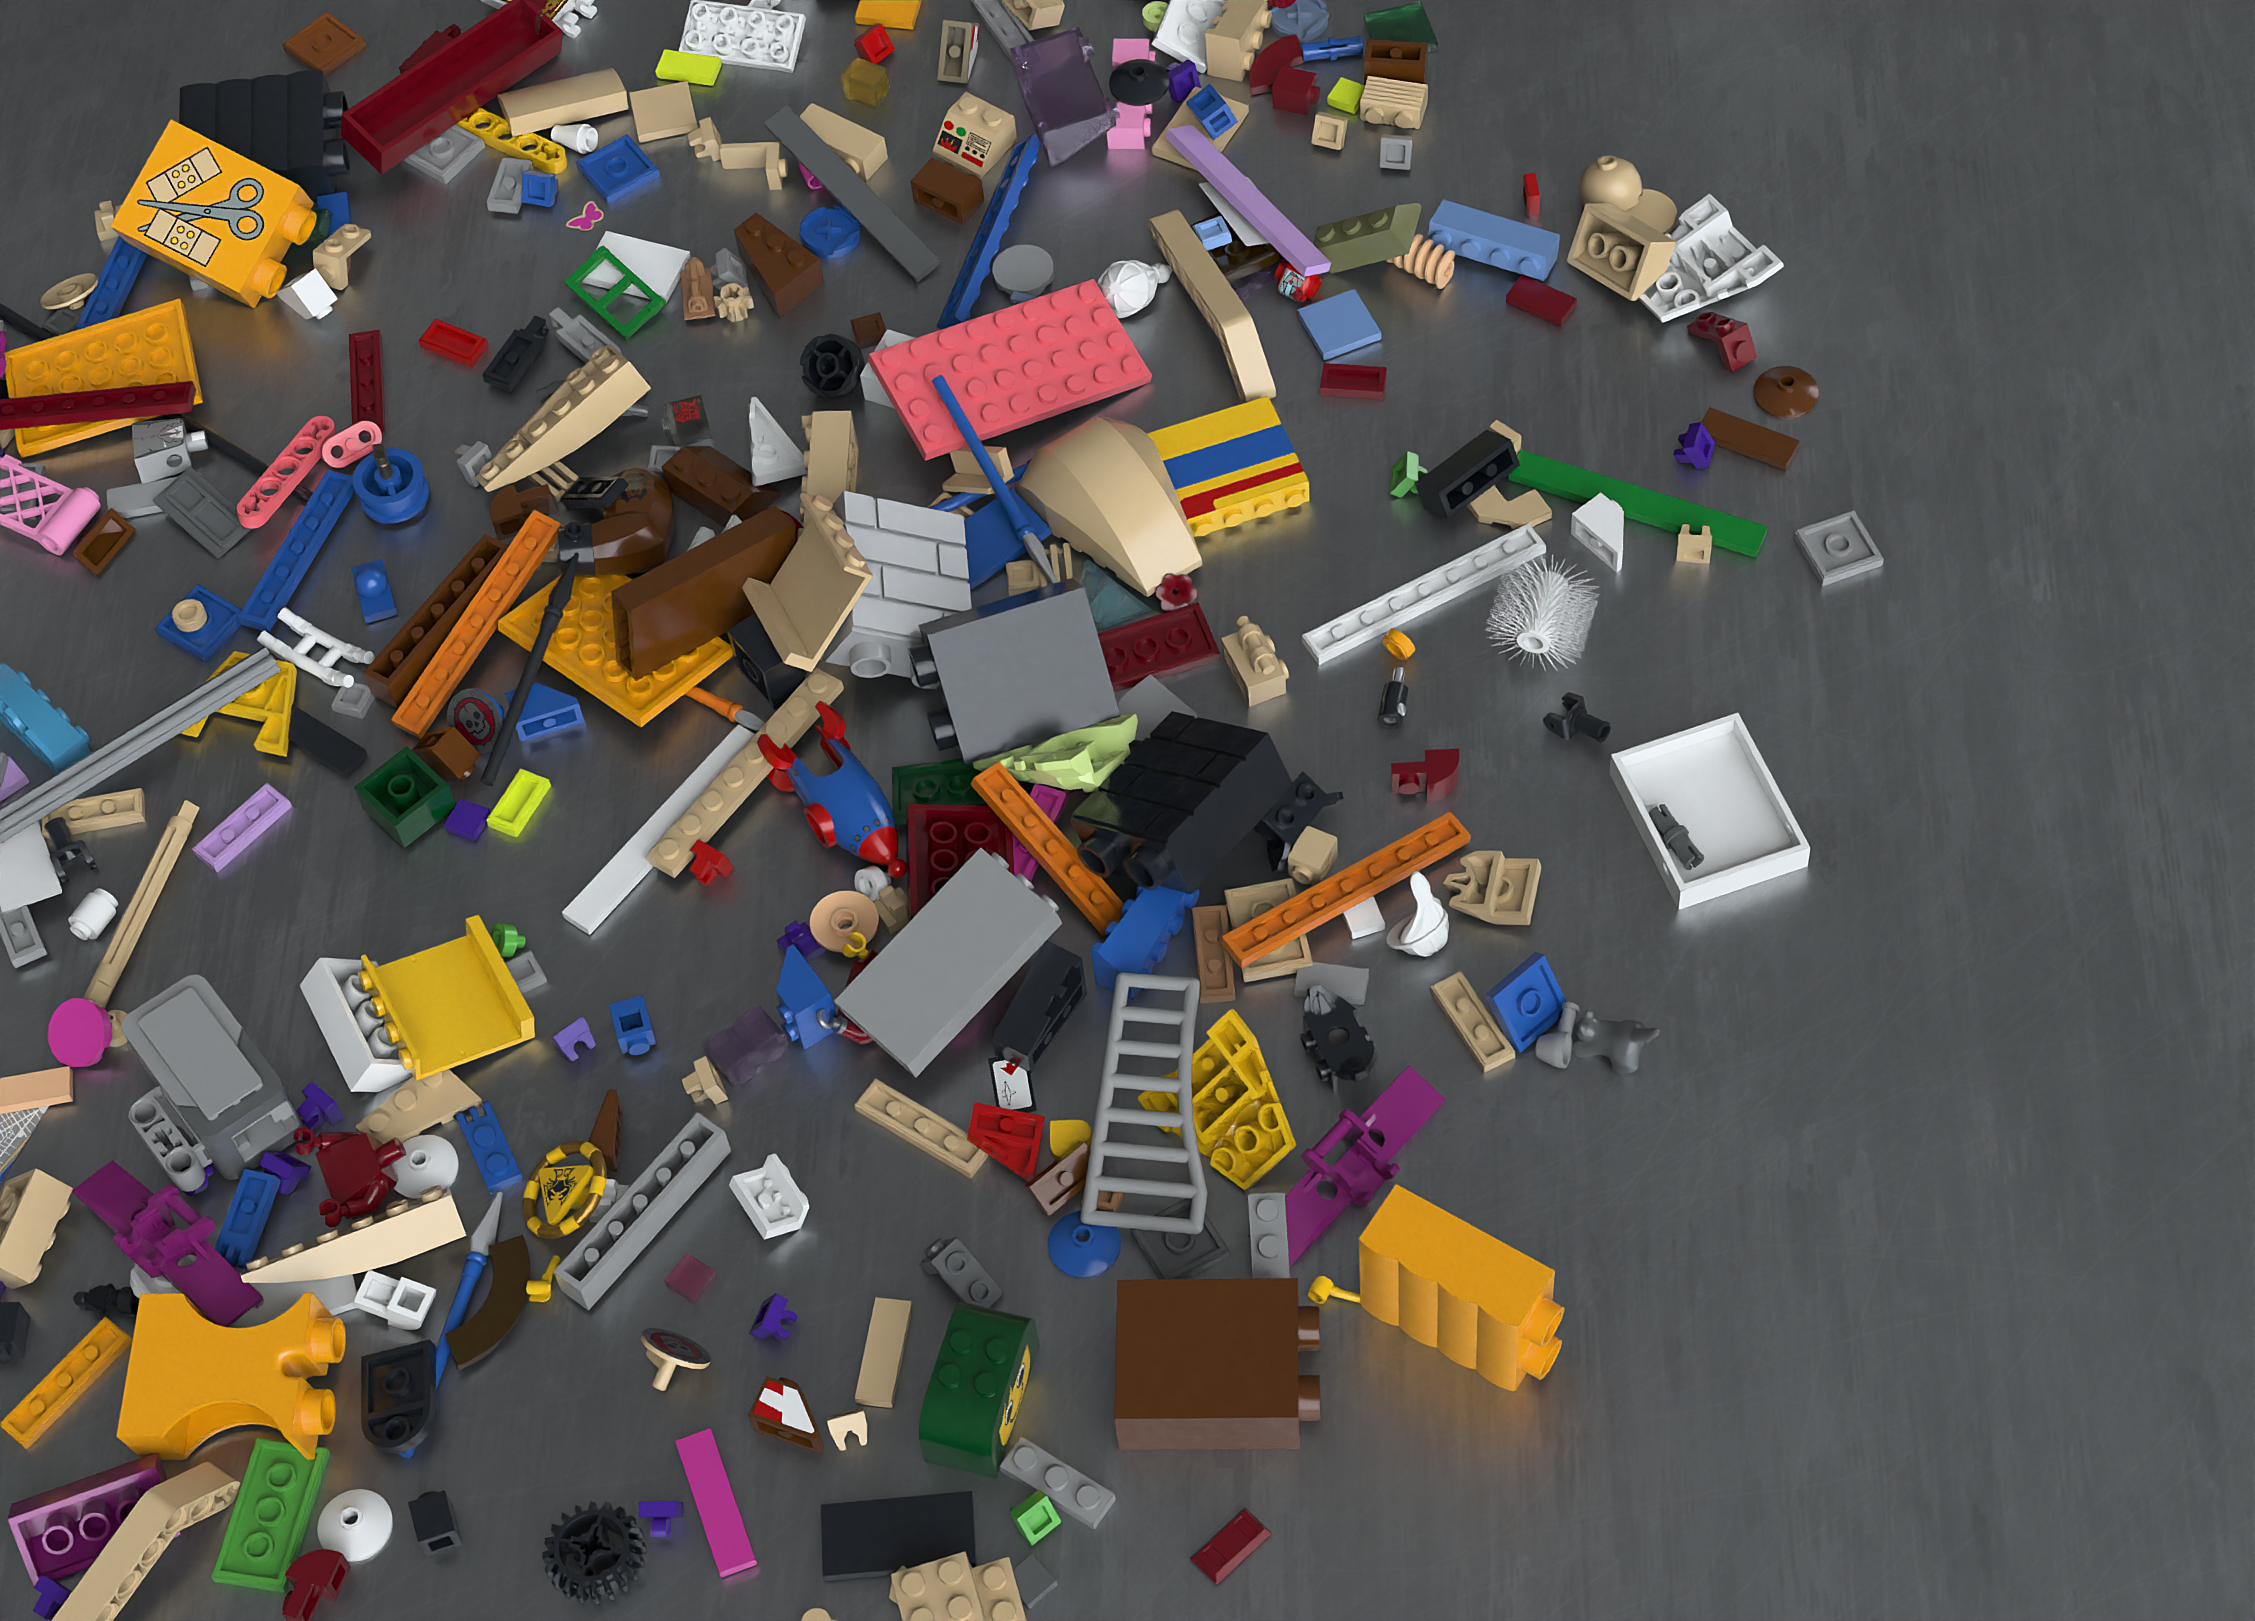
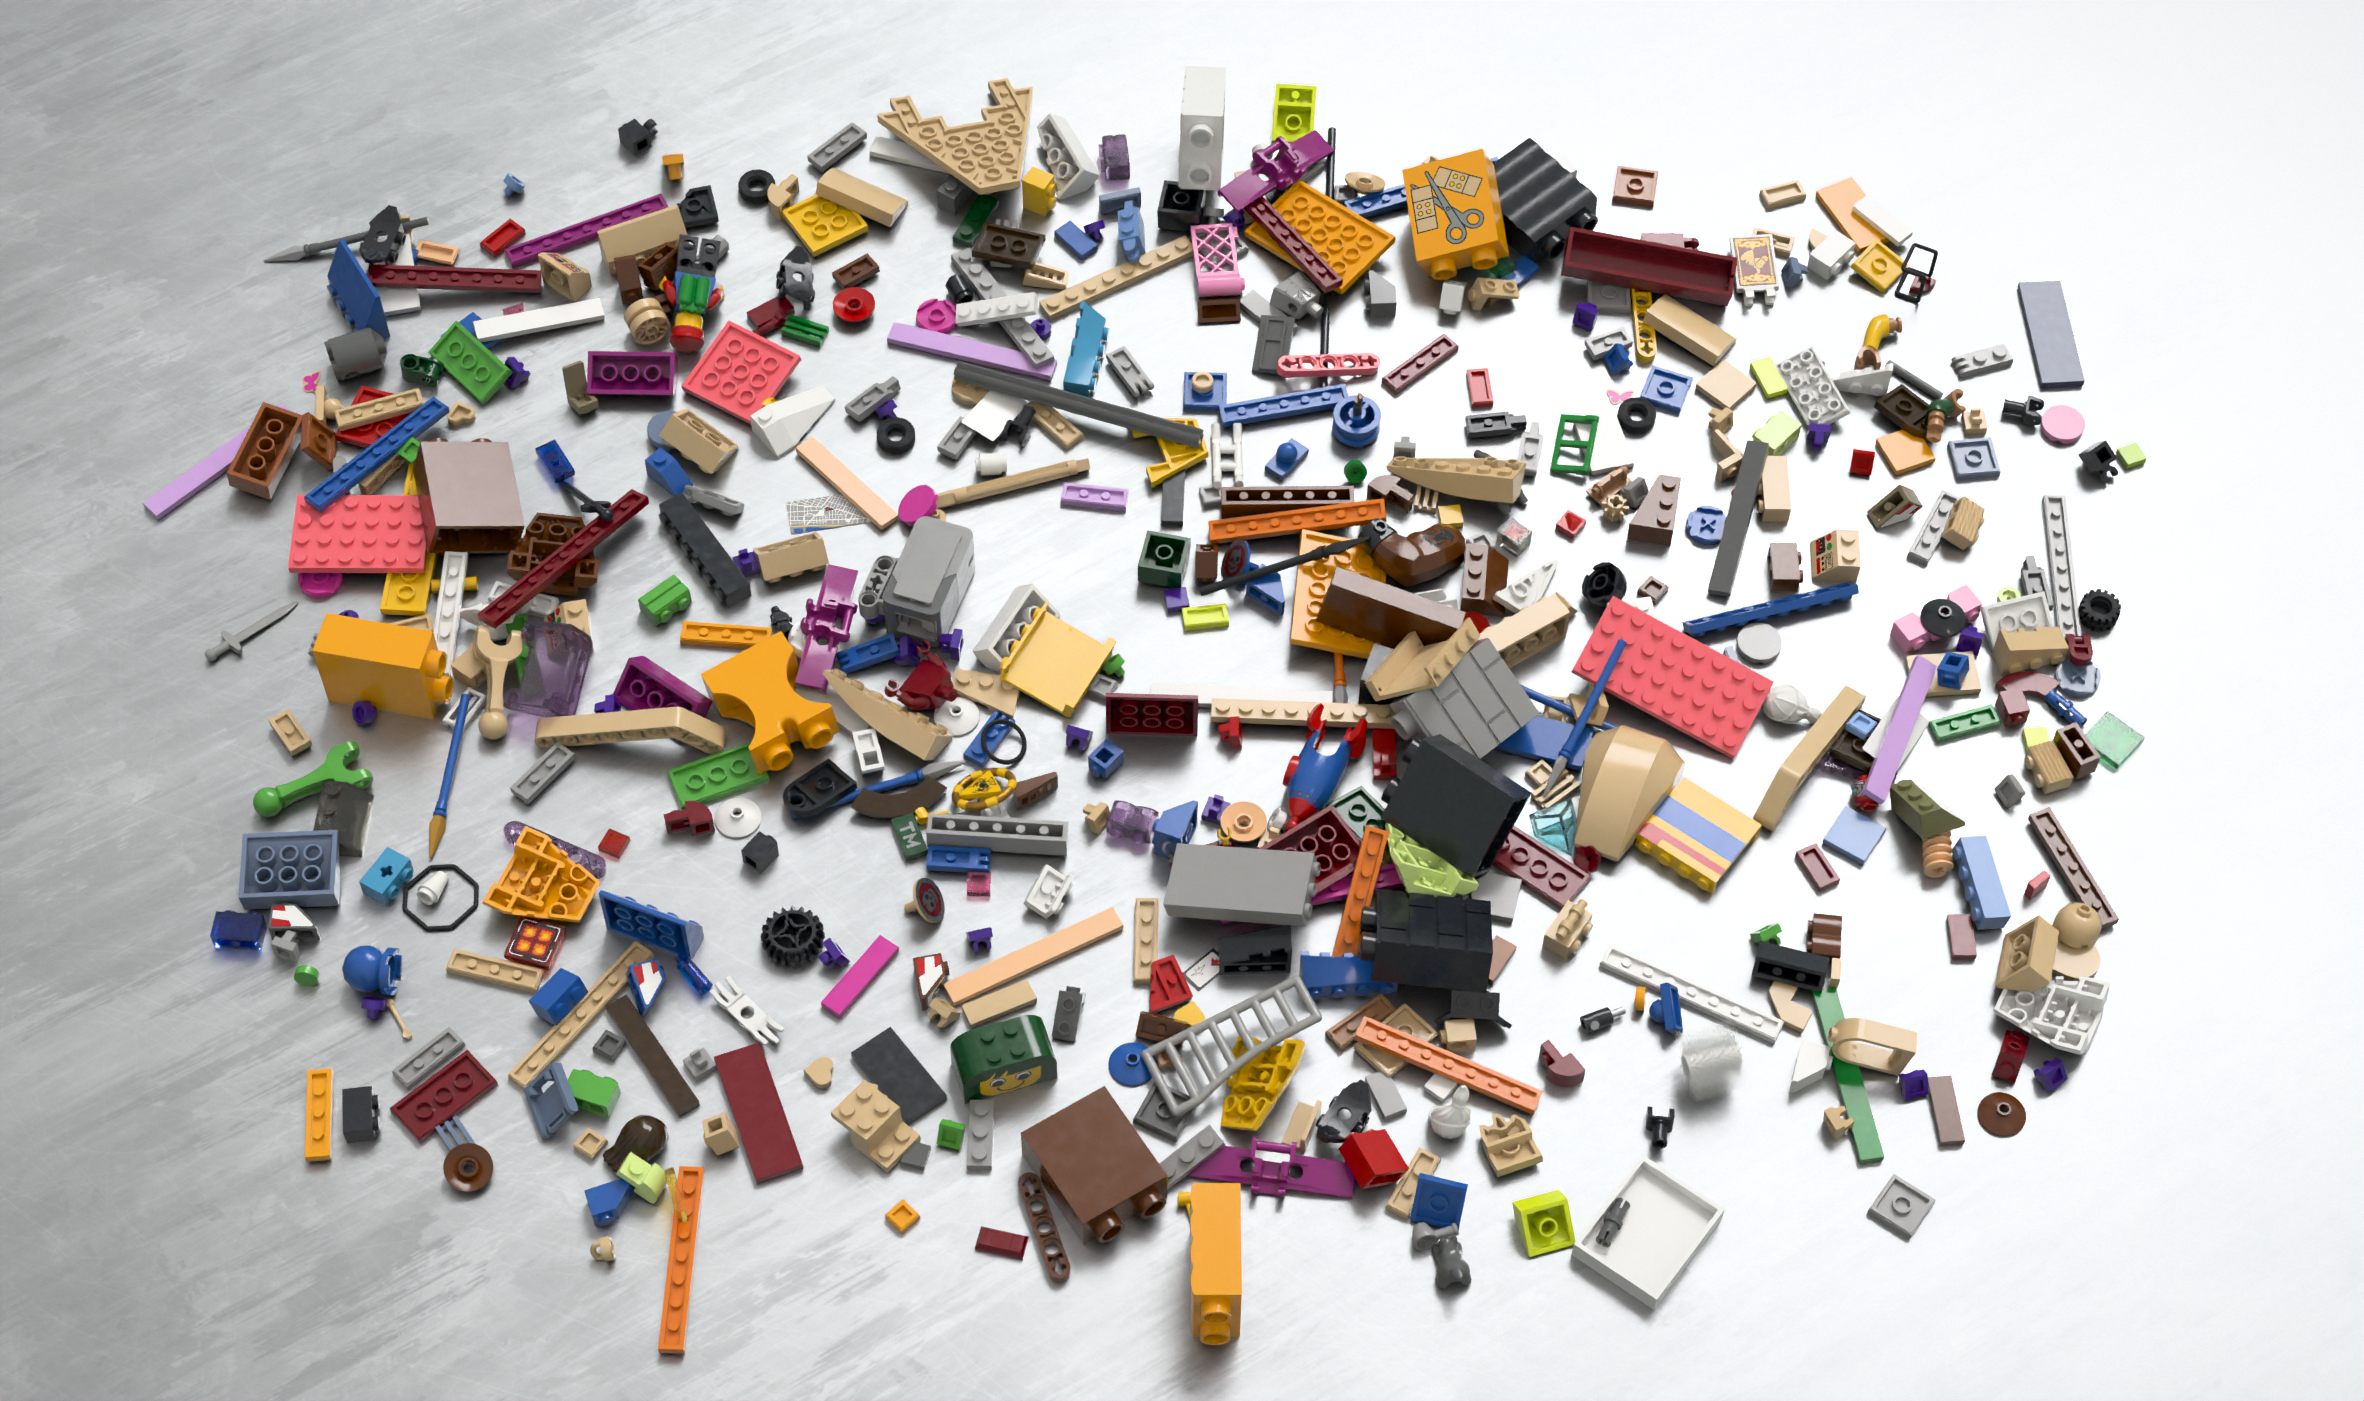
camera: 50 degrees right, 0 degrees up
(100, 685) = (1129, 371): none -> light grey hinge
(239, 365) = (1381, 296): none -> slope
(350, 445) = (1371, 383): coral plate -> none
(455, 184) = (1586, 316): none -> dark purple tile
(457, 528) = (1355, 471): none -> green tile
(509, 1155) = (990, 755): none -> black tyre
(556, 1323) = (909, 836): none -> dark green tile
(576, 137) = (1669, 353): white cone -> none
(594, 492) = (1424, 521): black tile -> none
(602, 465) = (1451, 515): none -> yellow tile
(617, 933) = (1151, 714): none -> dark red slope
(624, 200) = (1640, 404): none -> black tyre
(637, 1282) = (958, 859): none -> blue hinge
(715, 358) = (1570, 524): none -> tile
(769, 93) = (1778, 432): none -> yellowish green brick
(805, 64) = (1818, 435): none -> dark purple tile
(845, 1275) = (1033, 956): none -> light nougat tile
(865, 82) = (1829, 475): clear yellow brick -> none
(870, 721) = (1384, 754): none -> red hinge
(1063, 94) = (1898, 582): clear purple windscreen -> none
(1259, 1493) = (1045, 1238): none -> reddish brown beam
(1277, 146) = (1964, 723): none -> tile
(1312, 1095) = (1302, 1125): none -> tan panel
(1329, 130) = (1997, 744): tan tile -> none
(1419, 1039) = (1373, 1158): none -> red brick
(1432, 628) = (1668, 1009): none -> blue tile
(1451, 421) = (1825, 935): none -> reddish brown brick
(1523, 151) = (2071, 865): none -> plate
(1614, 460) = (1850, 1030): none -> tan window
(1624, 908) = (1544, 1222): none -> neon yellow slope
(1774, 316) = (2051, 1075): none -> dark purple tile

